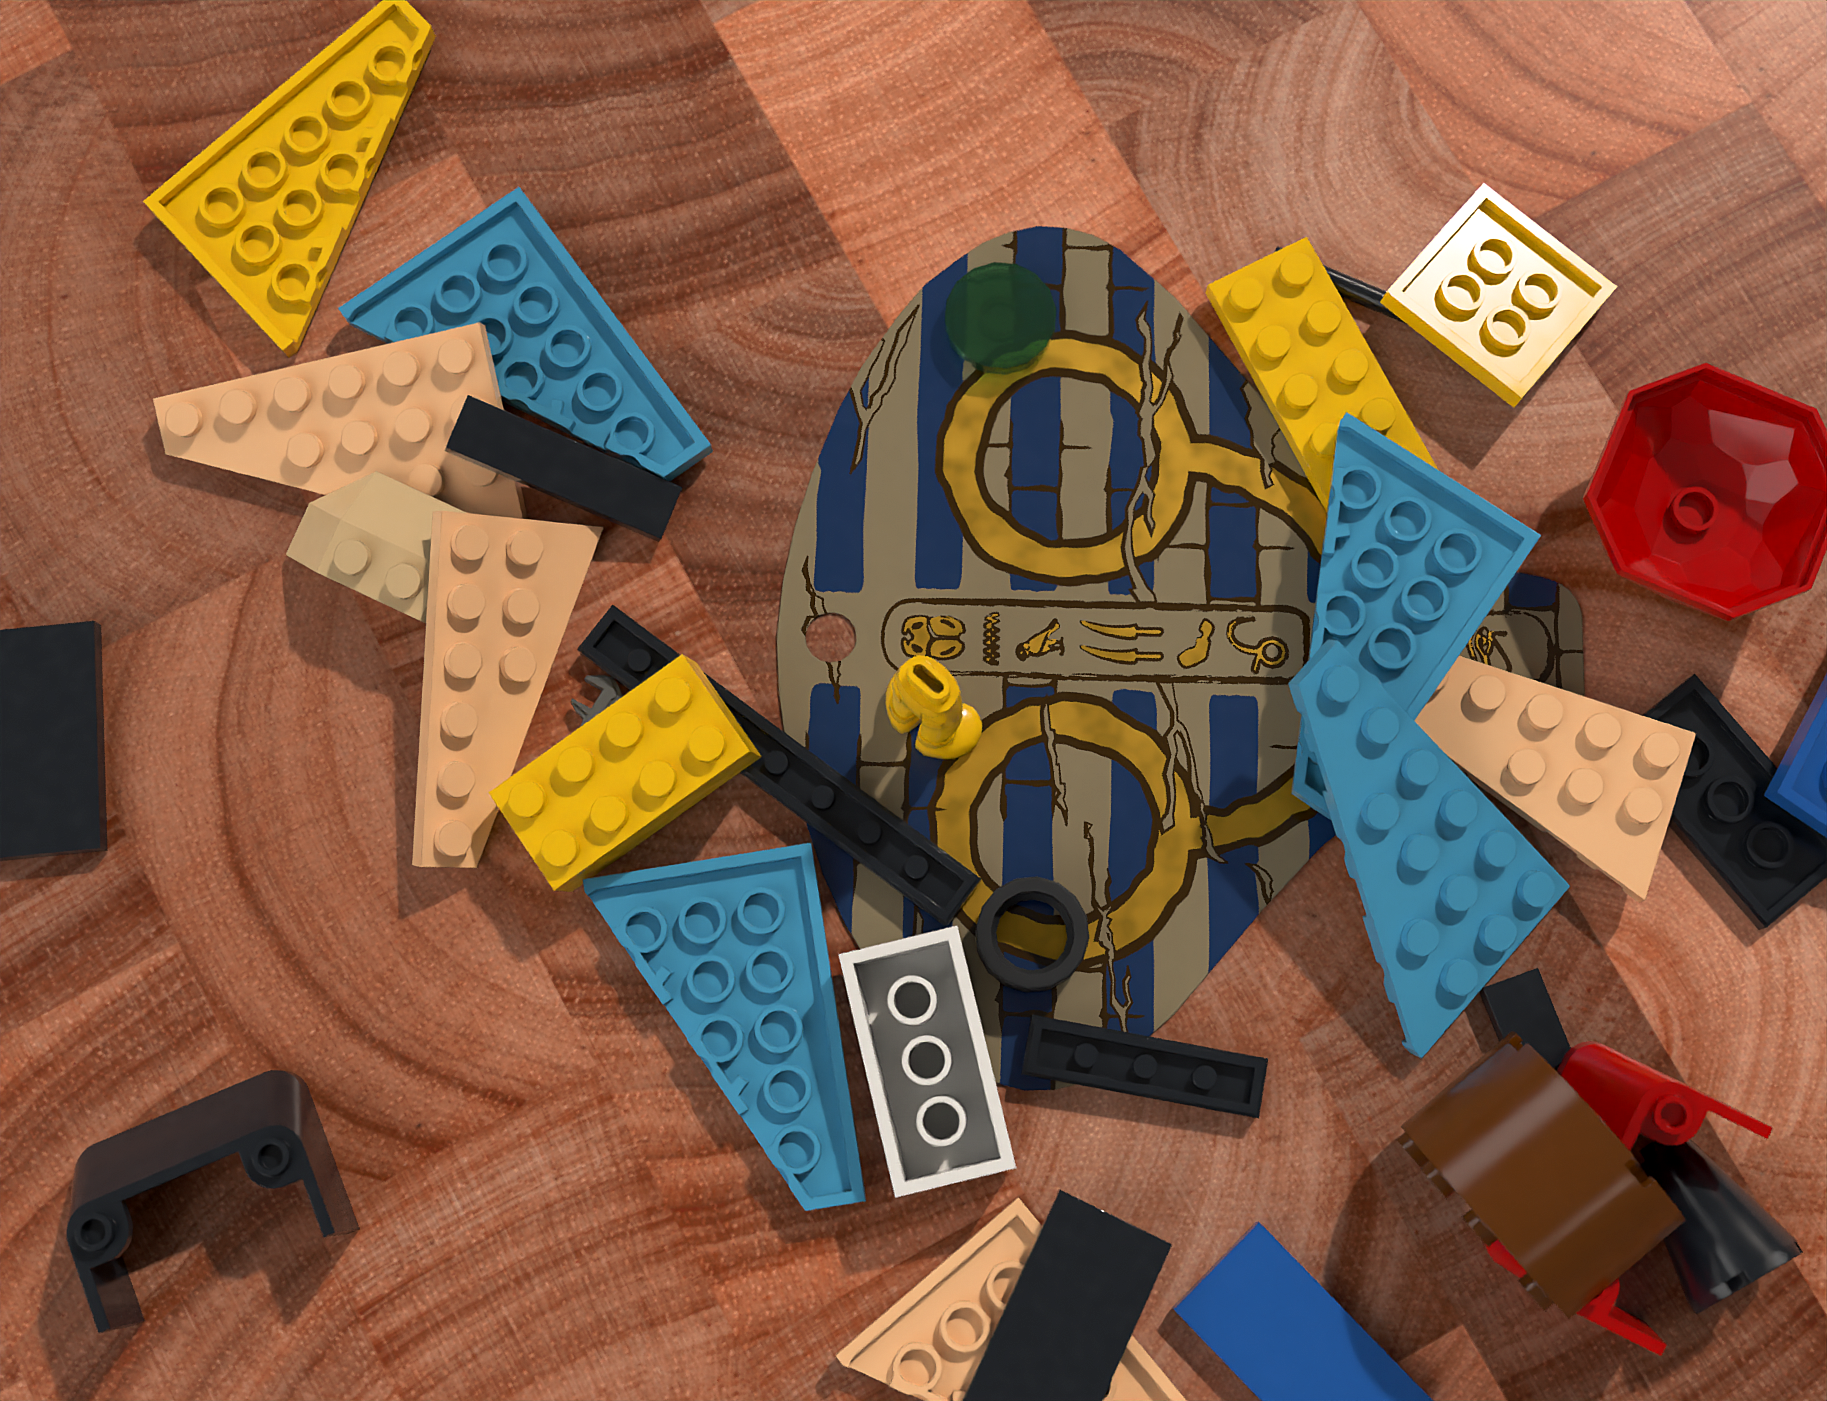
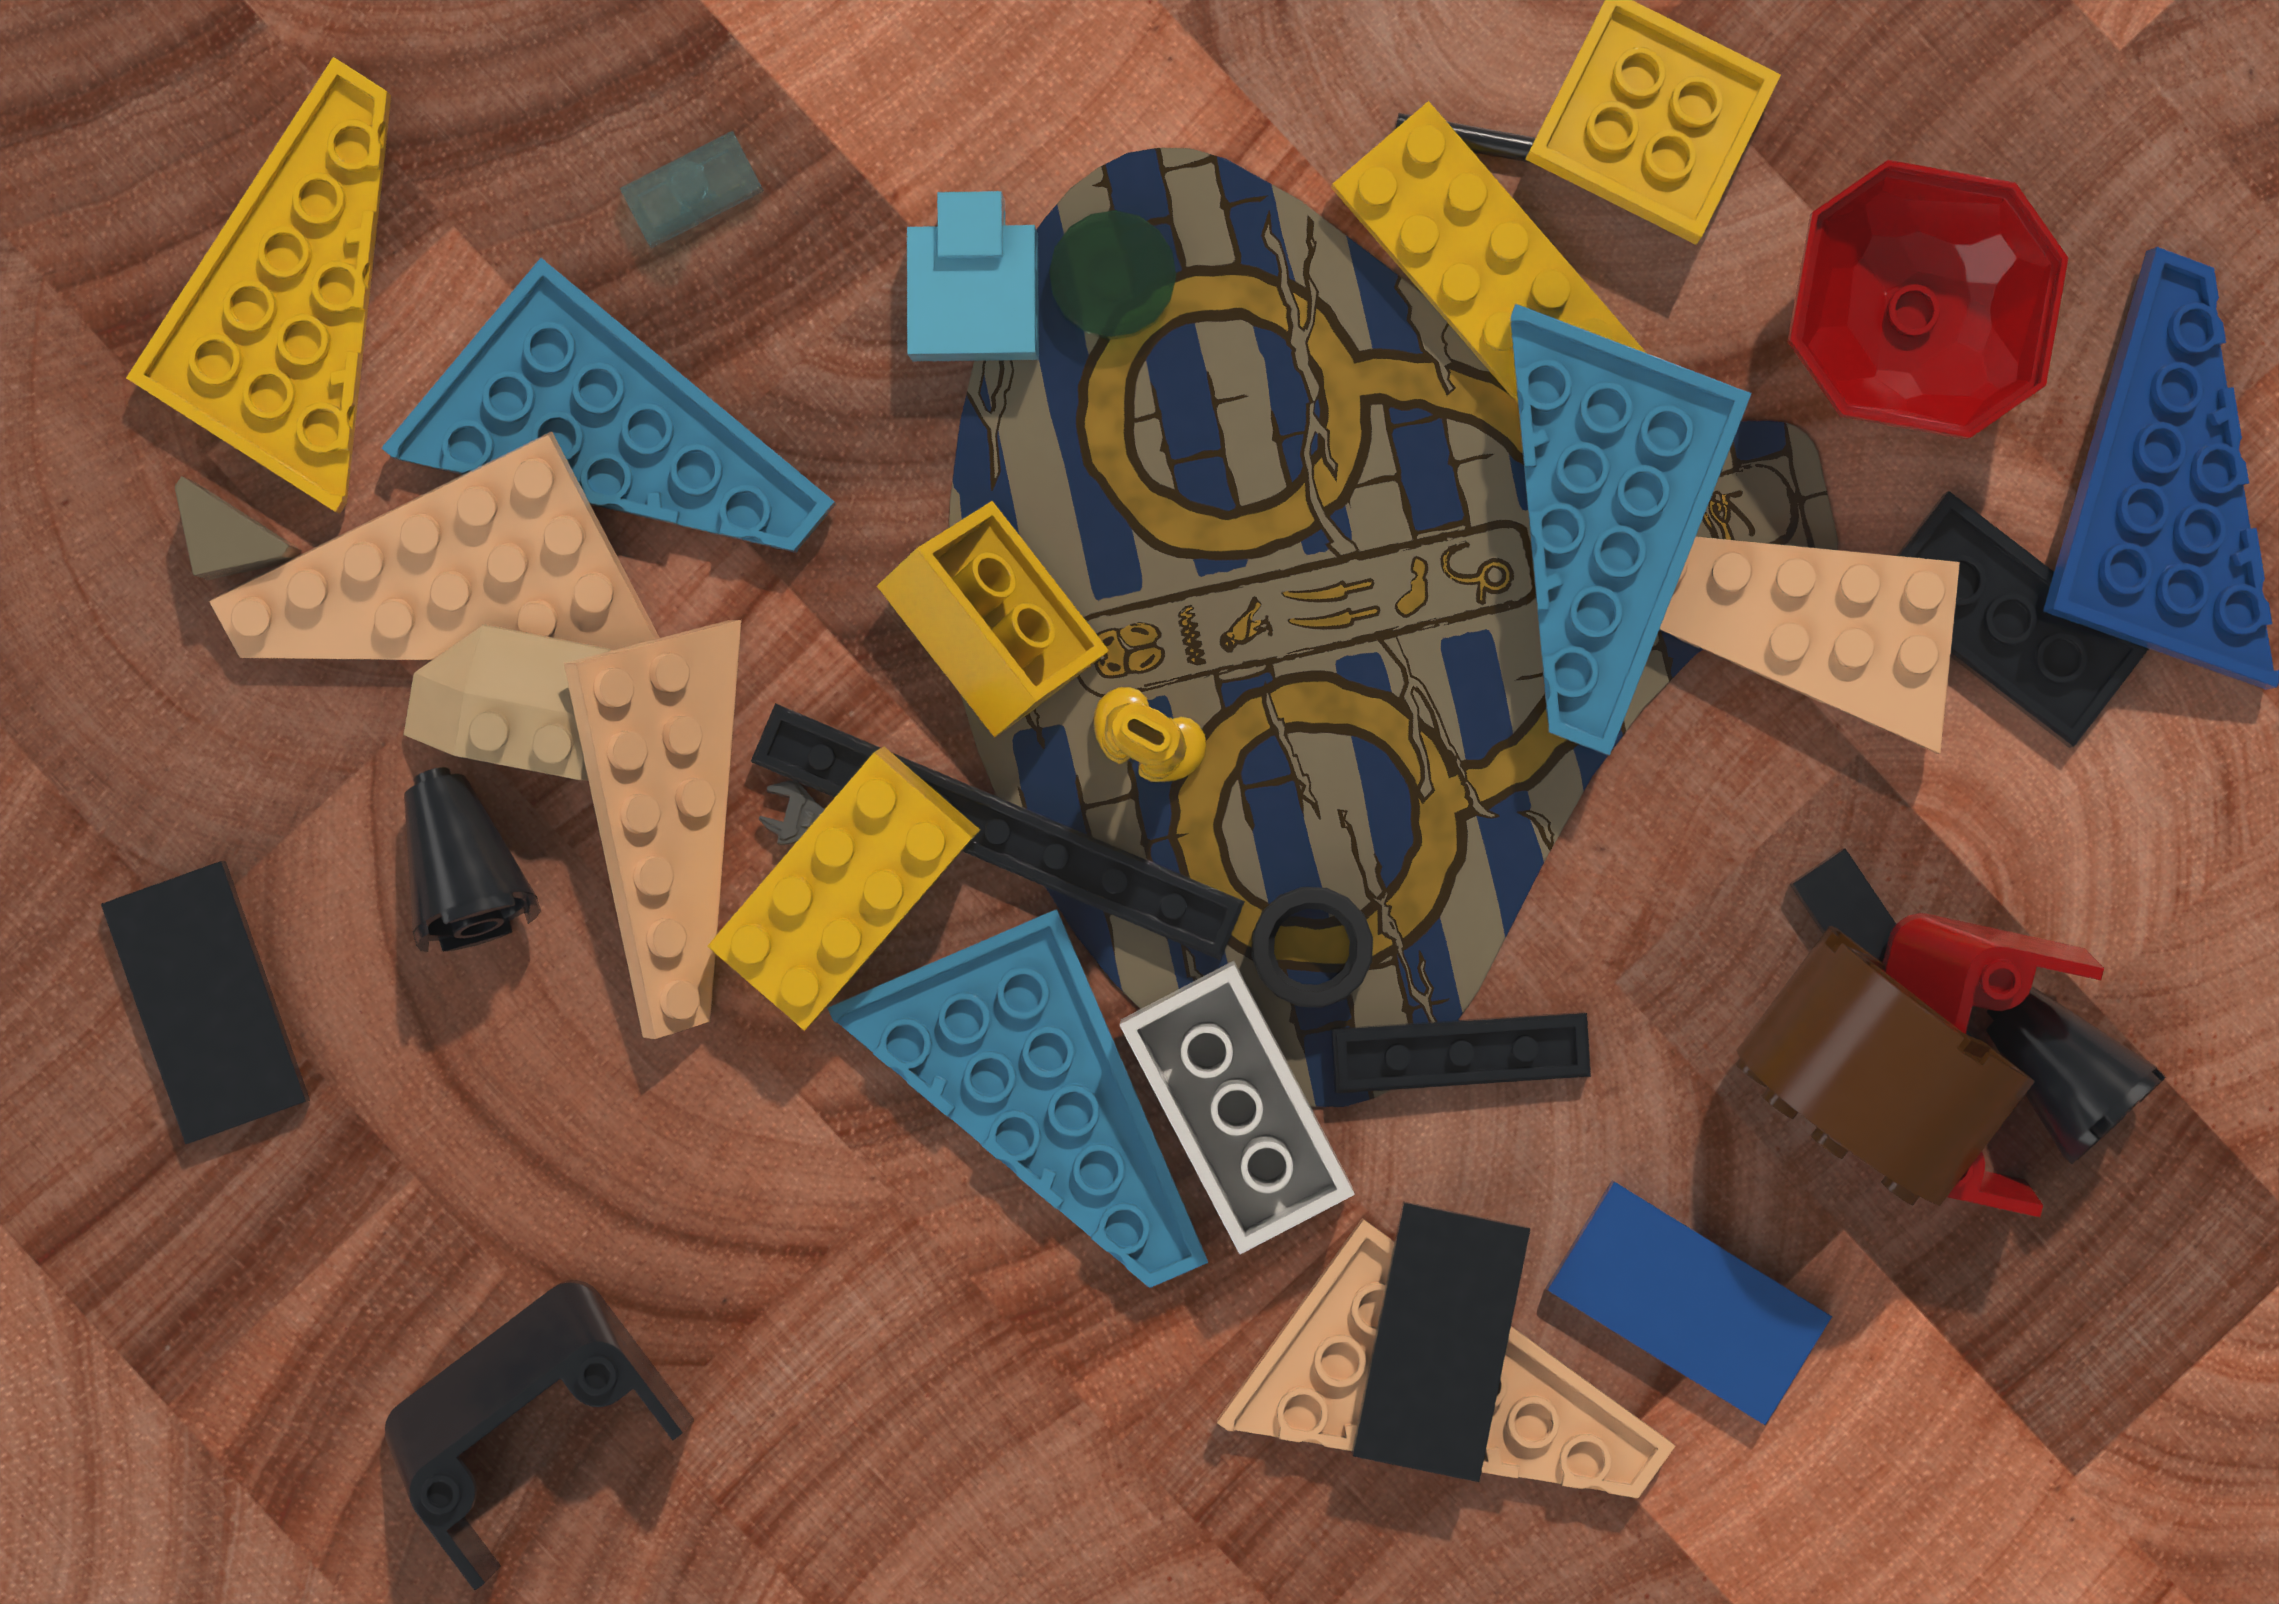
camera: 15 degrees left, 10 degrees up
(179, 351) = (223, 538): none -> dark tan slope
(294, 677) = (459, 866): none -> black cone
(563, 468) = (683, 570): black tile -> none
(662, 166) = (691, 189): none -> clear light blue tile
(820, 575) = (992, 617): none -> yellow slope
(878, 294) = (972, 283): none -> medium azure piece
(1432, 857) = (1701, 758): dark azure wing -> none

